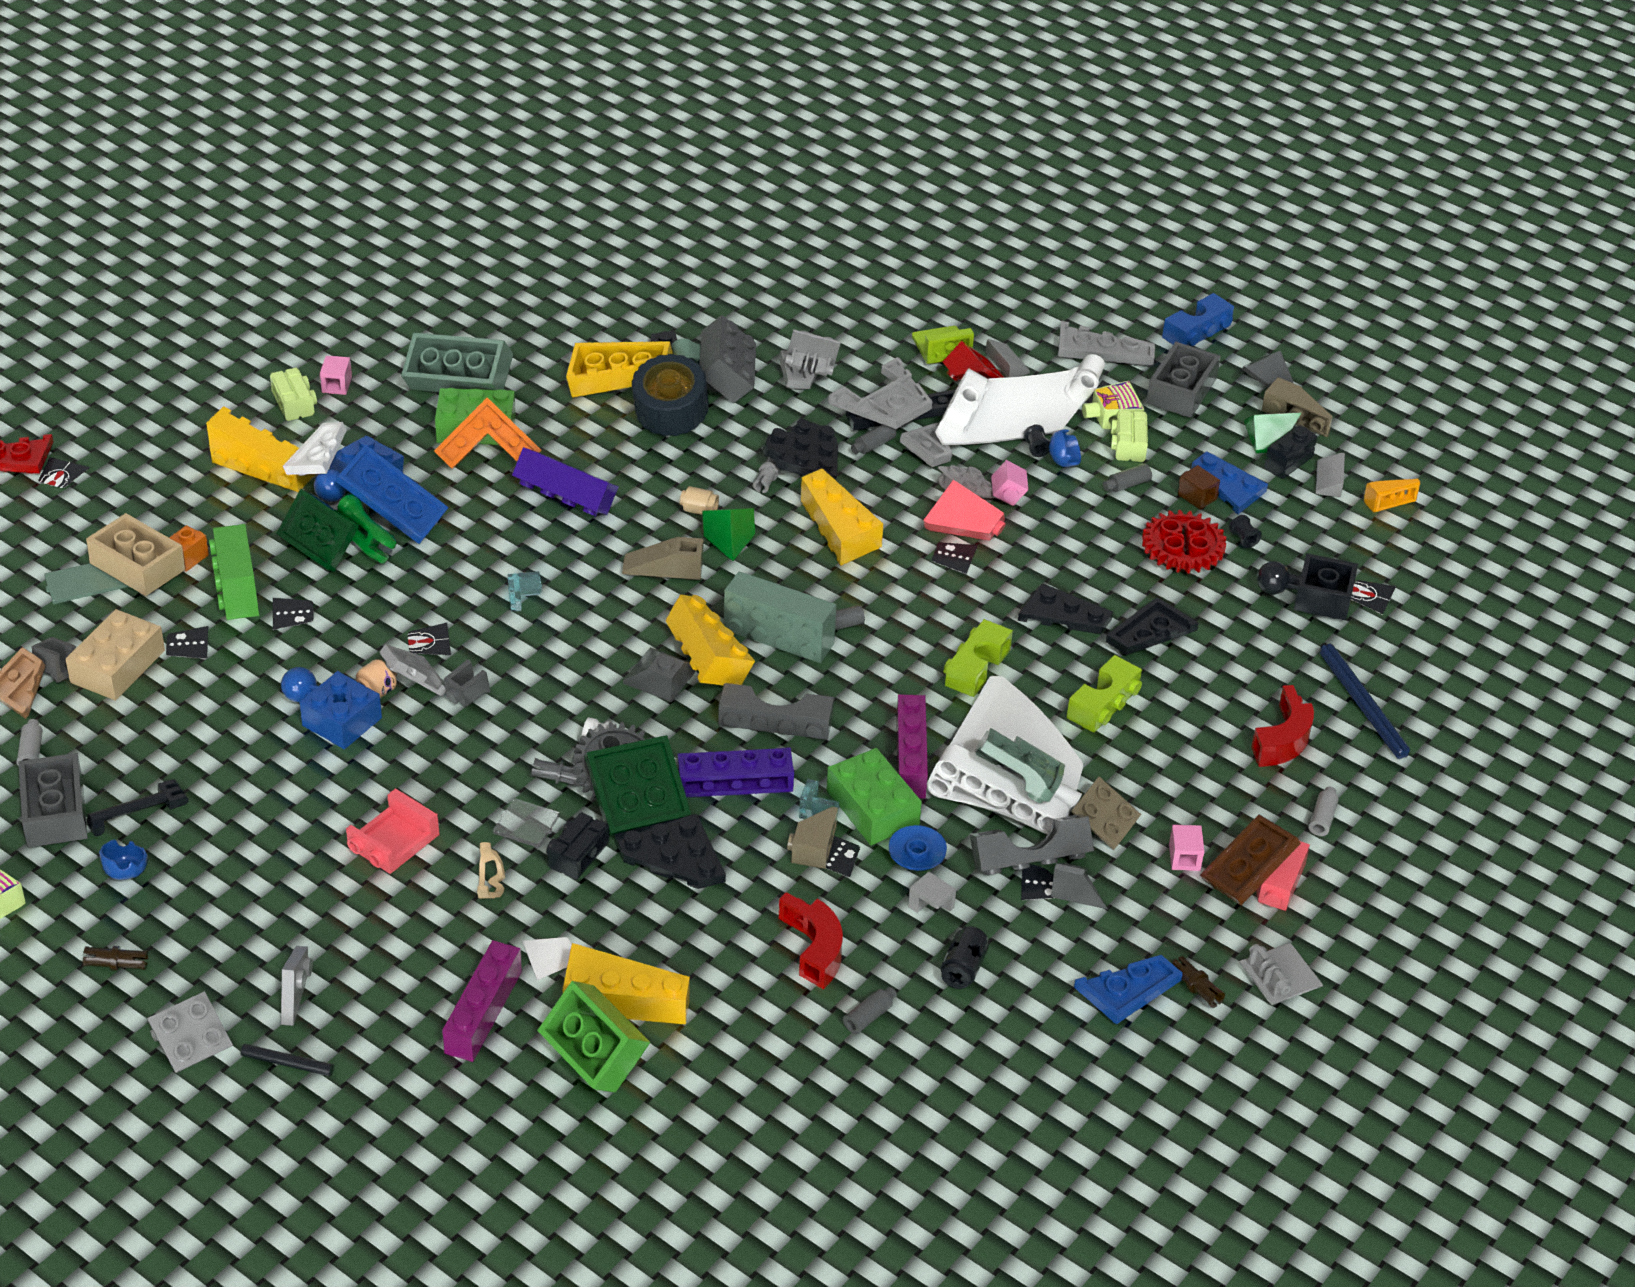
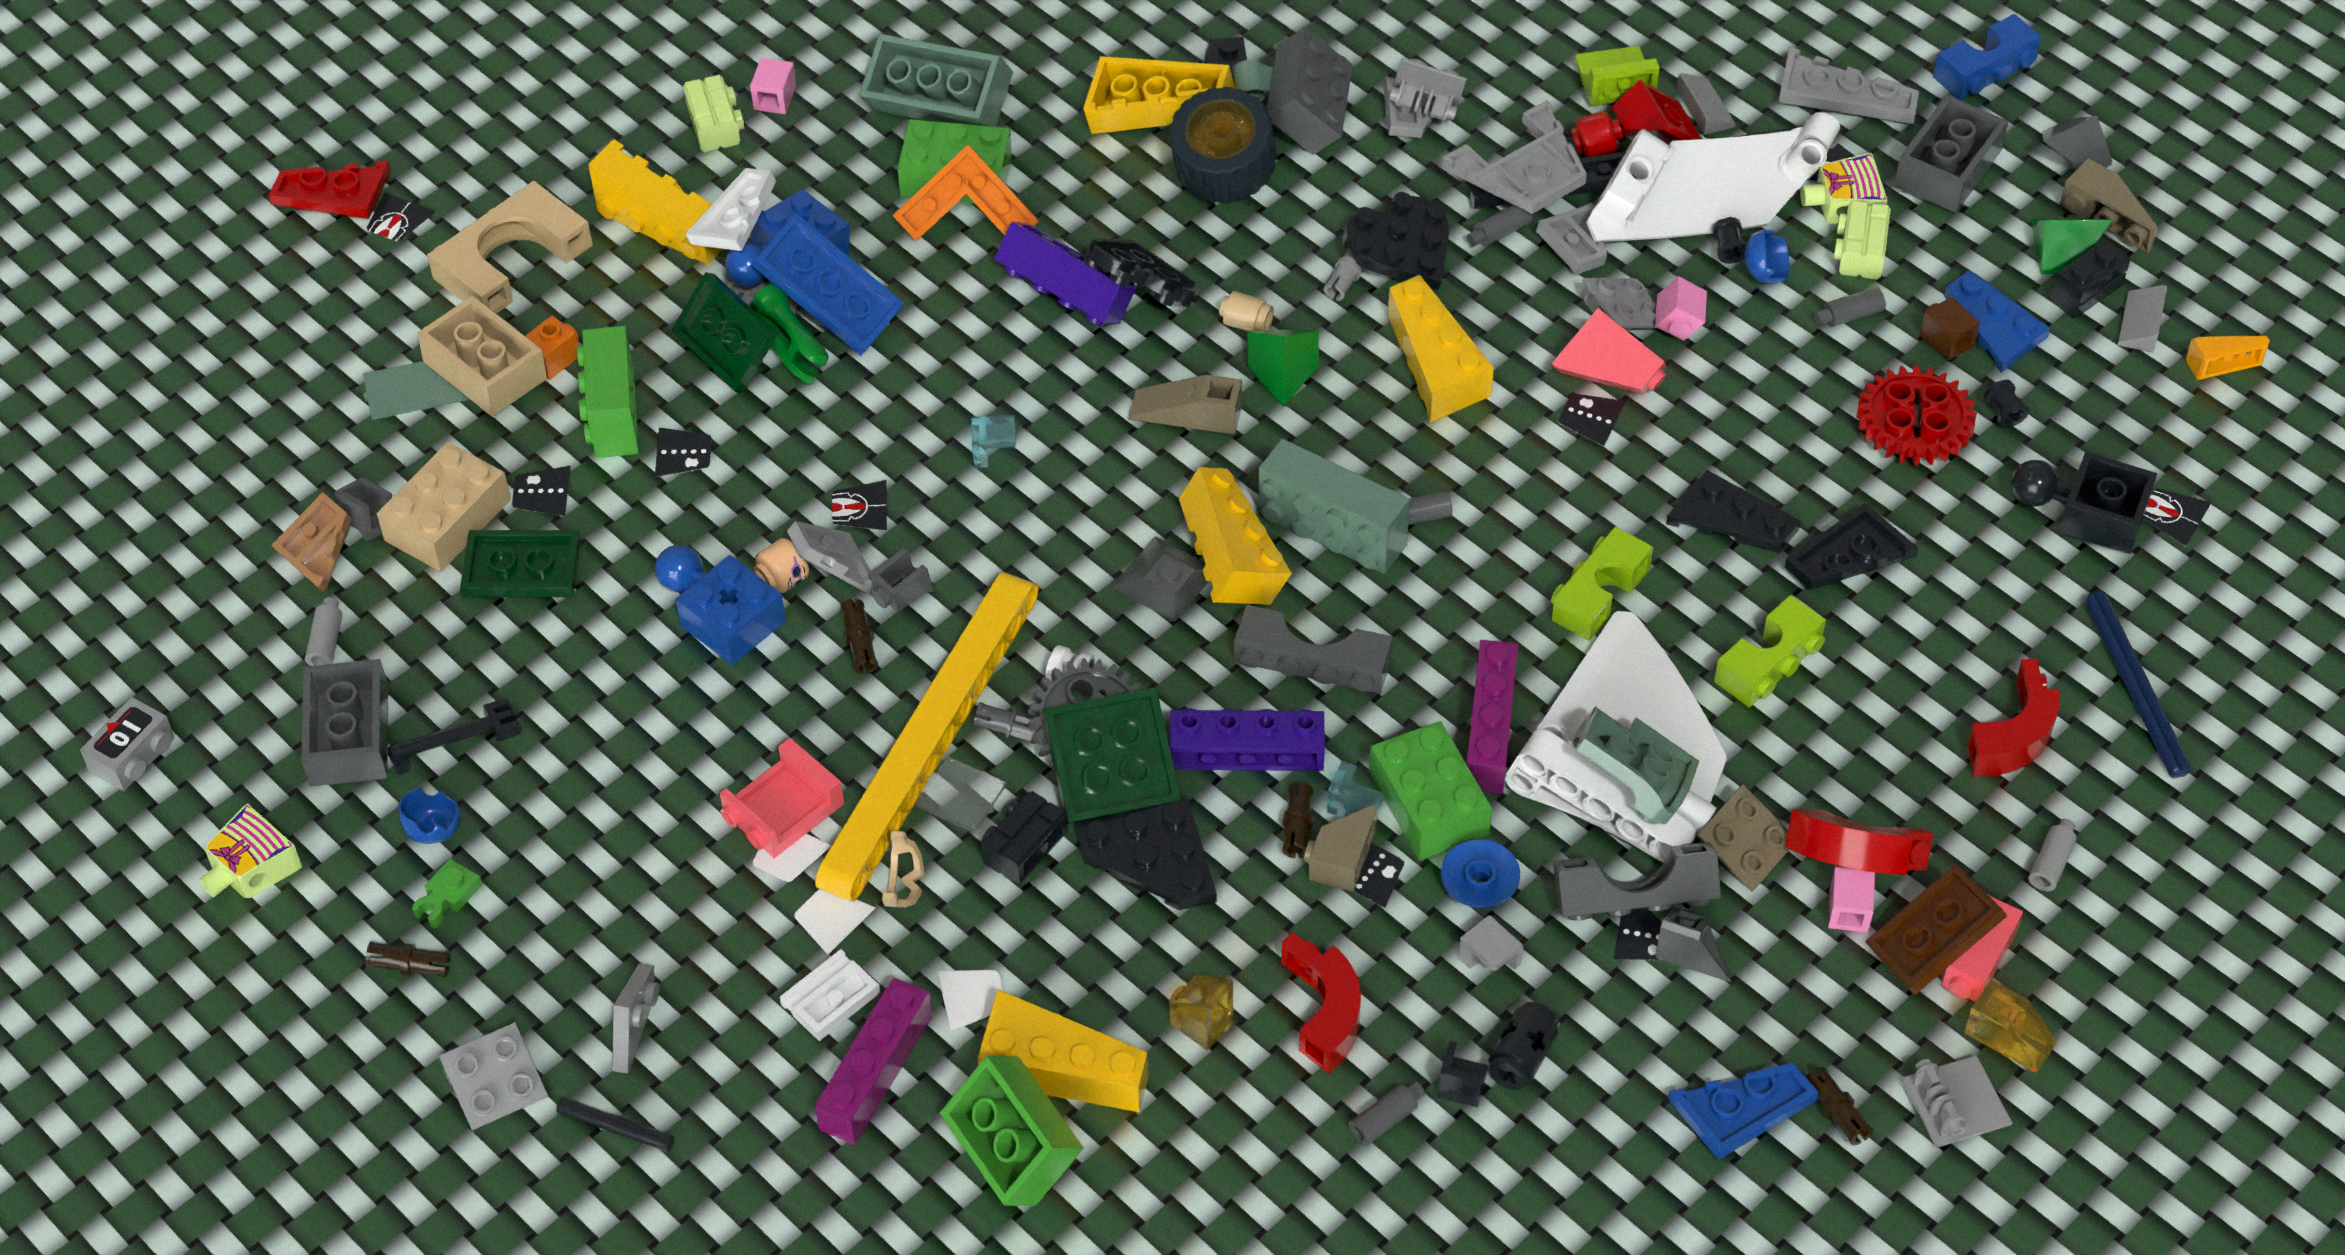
camera: 10 degrees right, 10 degrees up
(142, 908) = (447, 888): none -> bright green plate
(158, 465) = (526, 215): none -> tan arch
(177, 689) = (520, 563): none -> dark green plate
(404, 874) = (793, 859): none -> white sticker
(438, 910) = (831, 918): none -> white sticker
(439, 722) = (859, 636): none -> dark brown pin
(443, 960) = (830, 995): none -> white plate
(496, 786) = (926, 737): none -> yellow beam
(621, 476) = (1135, 264): none -> black plate
(726, 948) = (1203, 1009): none -> clear yellow slope
(779, 822) = (1297, 819): none -> dark brown pin
(921, 984) = (1461, 1078): none -> black panel
(934, 378) = (1596, 134): none -> red head
(1186, 808) = (1857, 844): none -> red arch
(1311, 921) = (2010, 1026): none -> clear yellow slope

